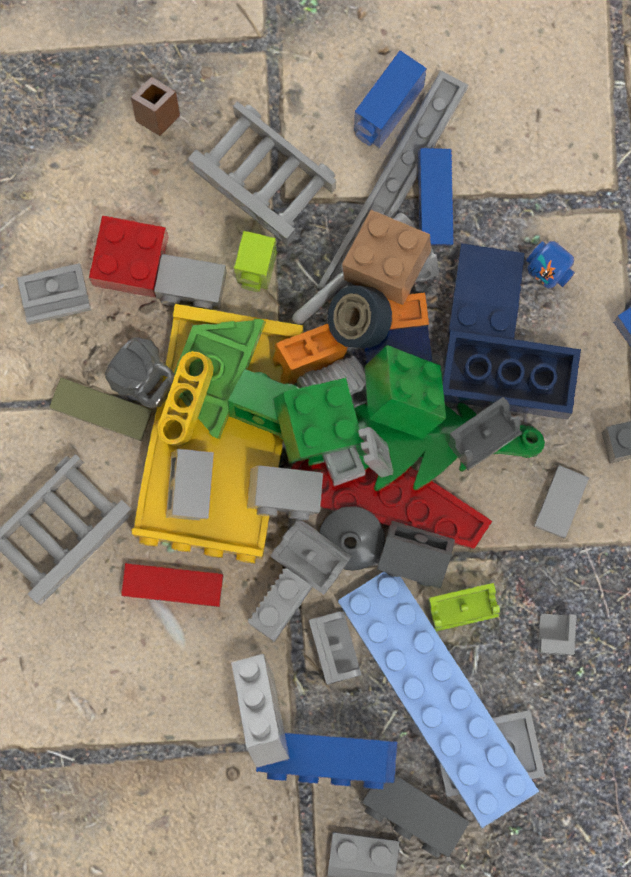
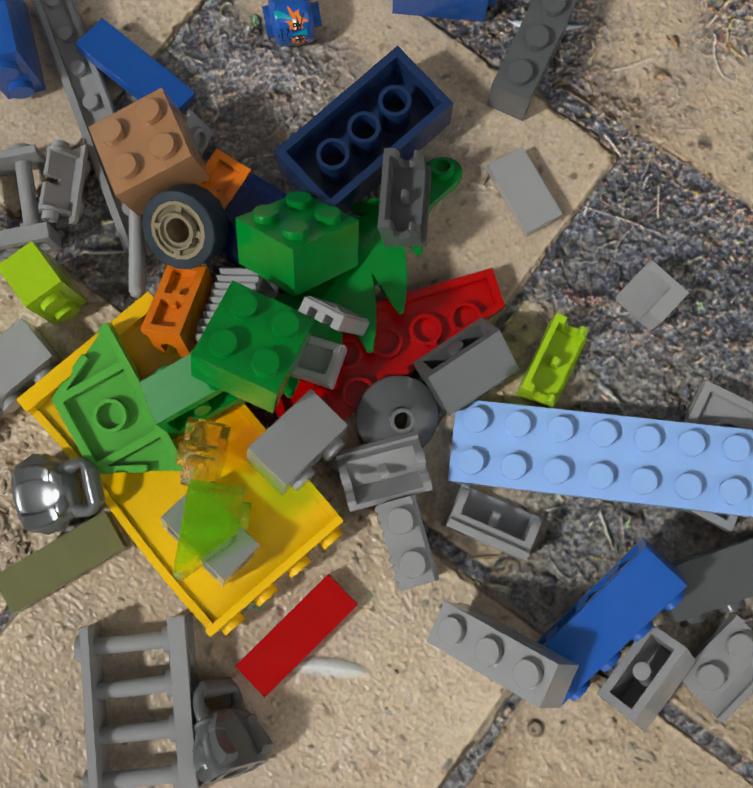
camera: 50 degrees left, 0 degrees up
(81, 592) = (227, 737): none -> dark grey piece
(173, 411) = (97, 459): yellow beam -> none
(197, 480) = (208, 524): none -> clear neon green slope
(234, 441) = (203, 450): none -> clear yellow brick
(316, 811) = (647, 677): none -> light grey brick
(317, 225) = (64, 201): none -> light grey hinge
(486, 291) = (266, 97): dark blue slope -> none

